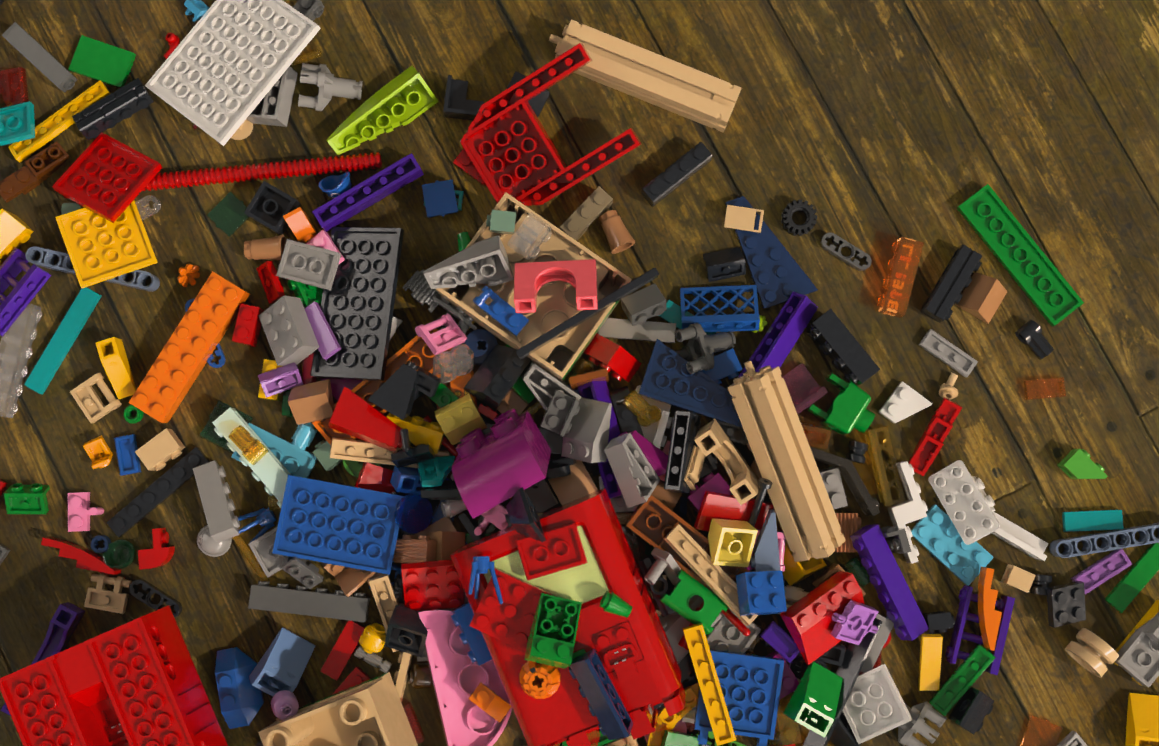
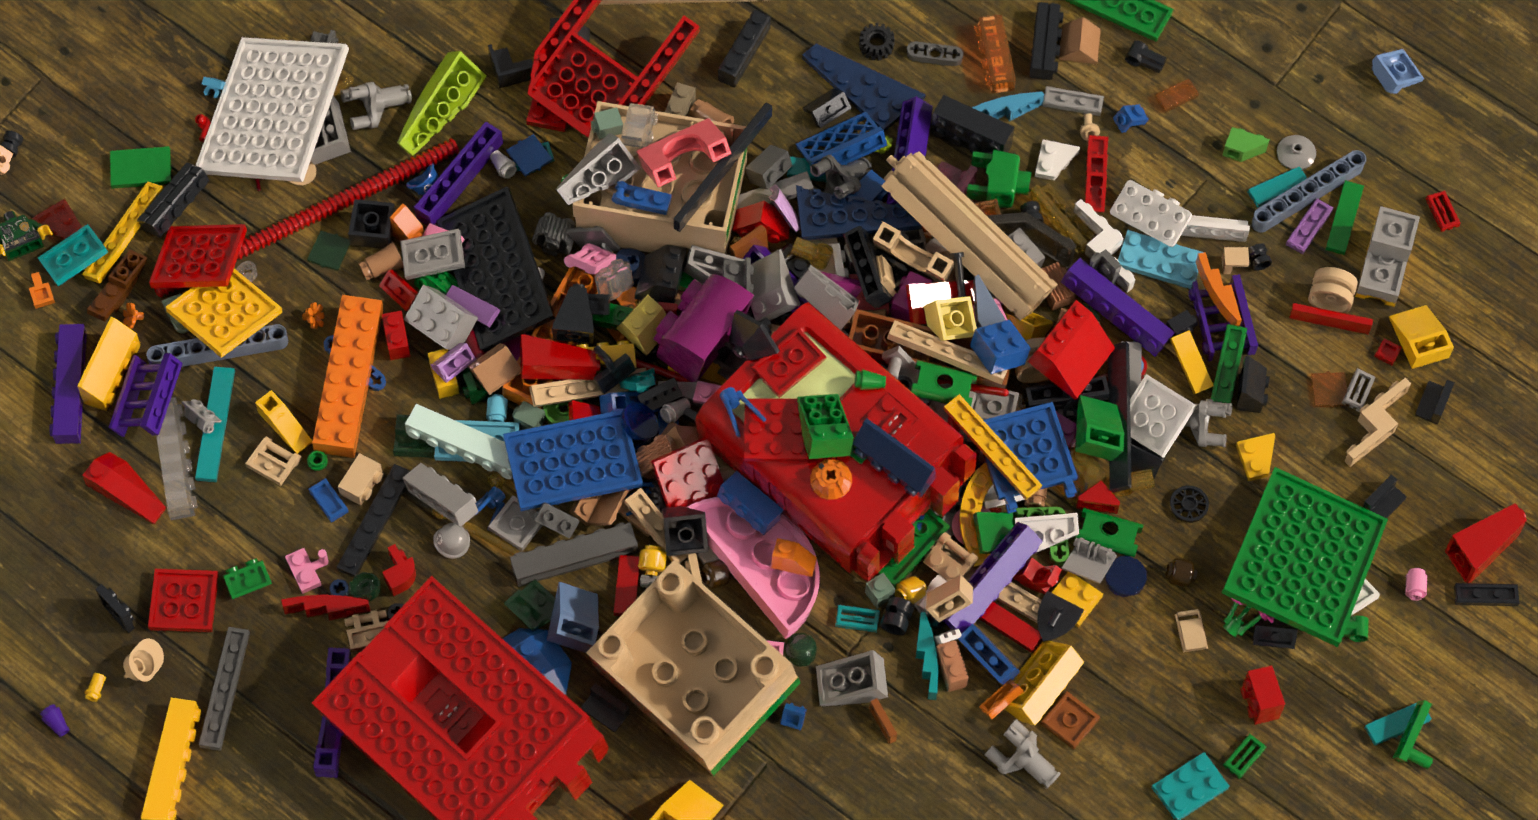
camera: 25 degrees left, 20 degrees down
(35, 205) = (131, 315): none -> orange plant
(39, 57) = (80, 183): dark grey slope -> none
(50, 328) = (200, 415): none -> light grey hinge
(98, 452) = (299, 506): light orange bracket -> none
(251, 448) = (456, 427): clear yellow piece -> none
(253, 634) = (532, 605): none -> clear green slope
(284, 704) = (592, 635): lavender head -> none
(413, 197) = (503, 165): none -> white cone
(638, 355) = (785, 208): none -> lavender slope
(742, 218) = (824, 59): tan piece -> none
(780, 641) = (1042, 392): dark purple tile -> none
(854, 622) = (1100, 342): medium lavender plate -> none
(887, 335) = (1012, 105): none -> dark azure slope
(991, 393) = (1130, 116): none -> blue bracket
(1066, 604) = (1289, 262): black plate -> none
(1076, 673) = (1331, 318): none -> red tile
(1111, 725) = (1388, 352): none -> red tile
(1117, 494) = (1292, 158): none -> light grey dish

